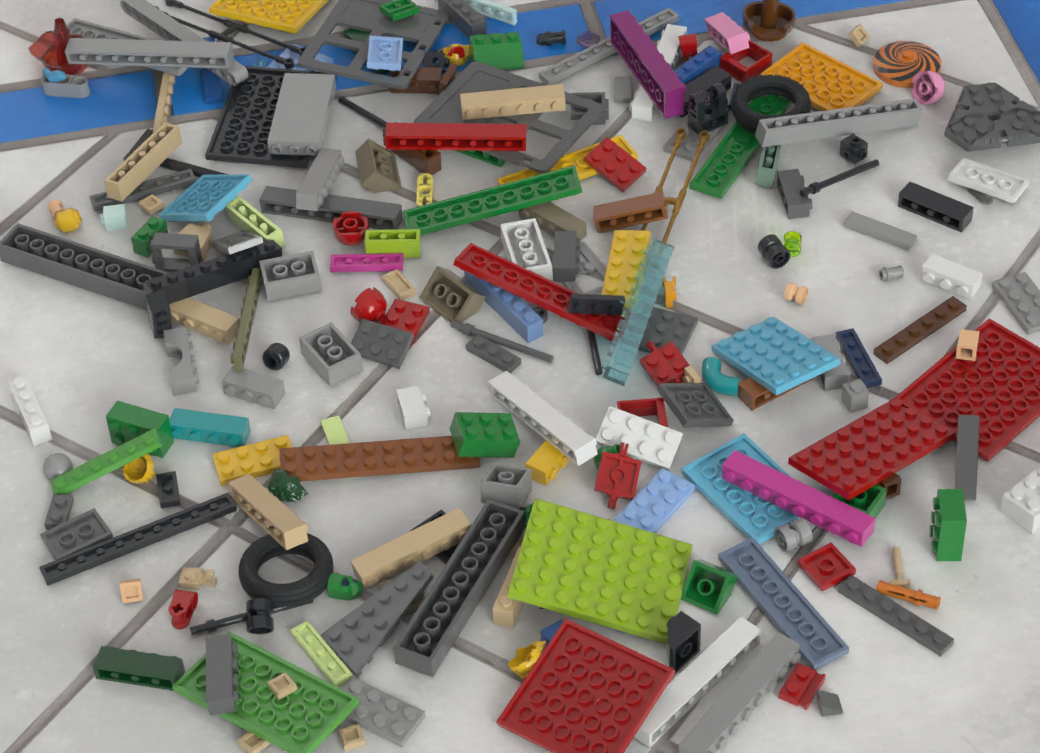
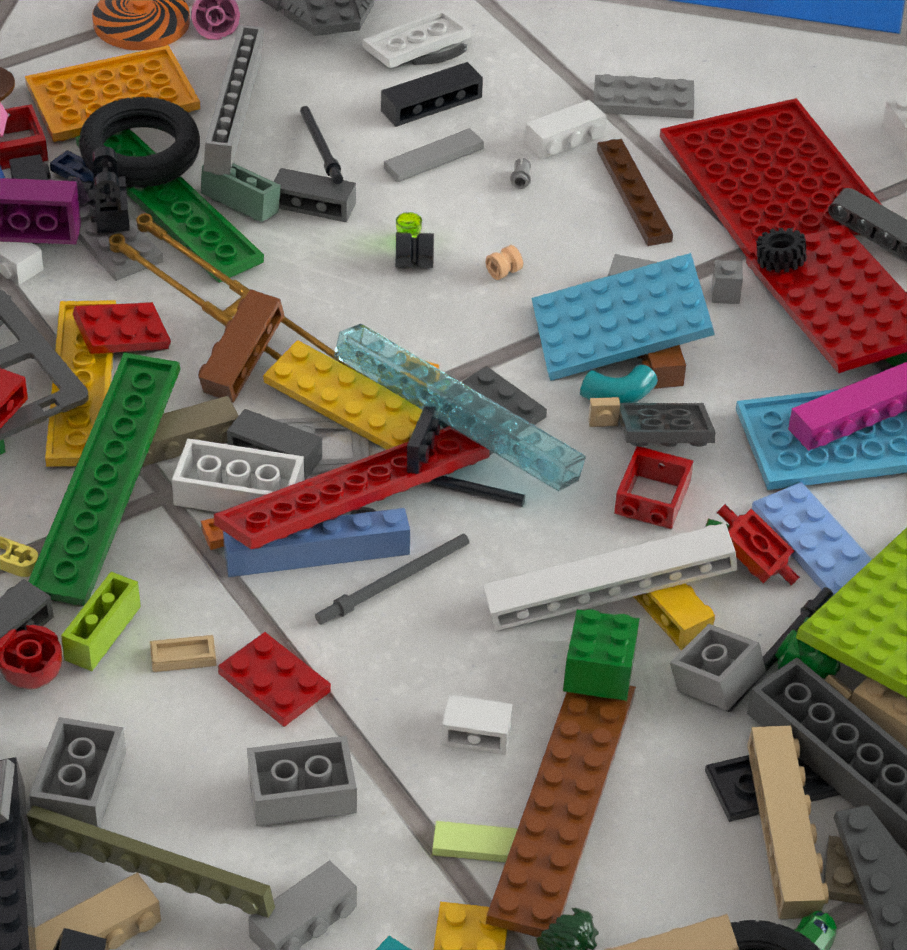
camera: 70 degrees left, 0 degrees up
(276, 356) = (251, 857): black head -> none
(366, 262) = (108, 672): dark pink plate -> none
(370, 306) = (232, 696): red cylinder -> none
(382, 343) = (312, 709): dark grey plate -> none
(451, 295) = (264, 597): dark tan slope -> none
(493, 354) = (412, 597): dark grey plate -> none
(646, 439) = (697, 494): white plate -> none
(664, 363) = (568, 423): red plate -> none
(853, 148) = (275, 112): black brick -> none
(858, 358) = (655, 252): dark blue plate -> none
(859, 35) = (54, 30): tan plate -> none
(893, 405) = (781, 250): none -> black tyre
(967, 345) = (707, 156): light nougat brick -> none

